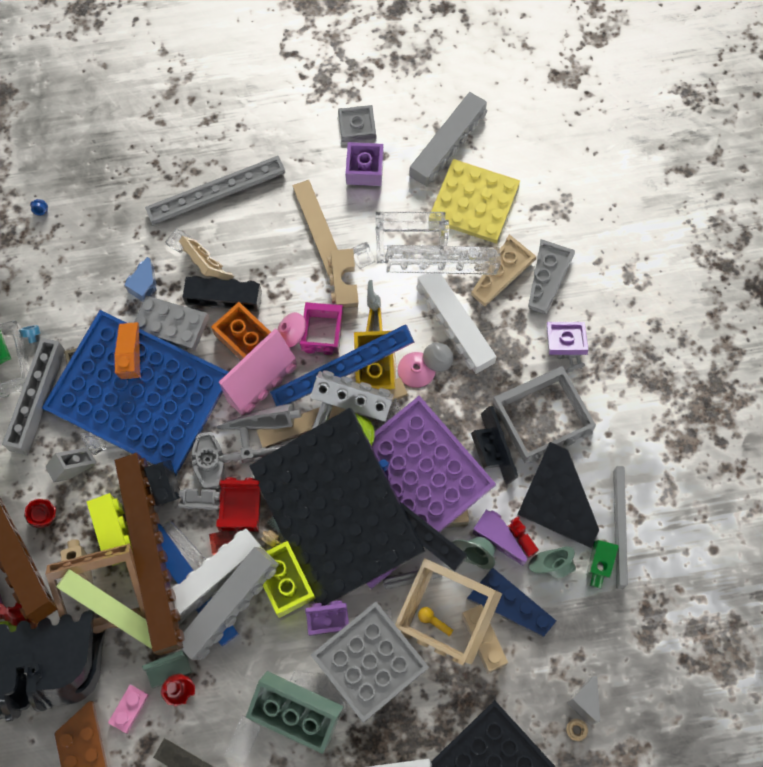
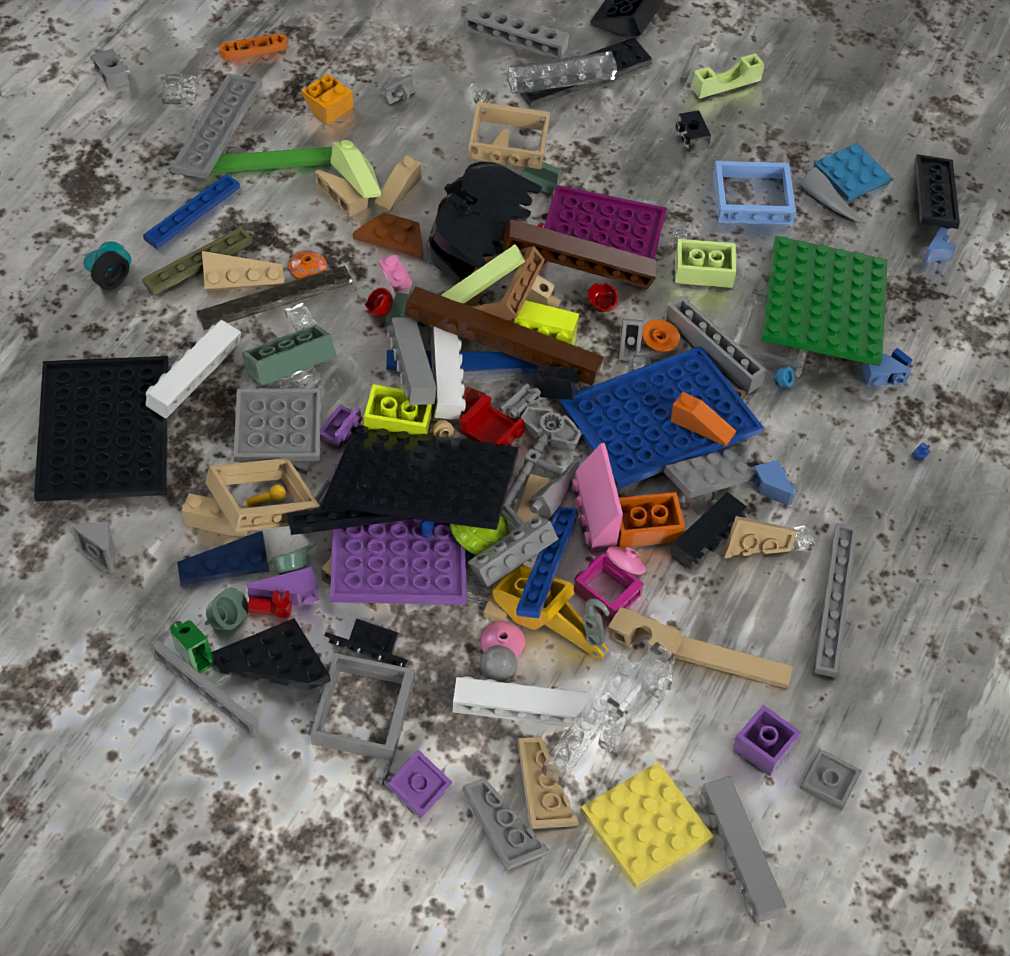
camera: 120 degrees right, 15 degrees down
(46, 438) = (660, 335): none -> orange dish

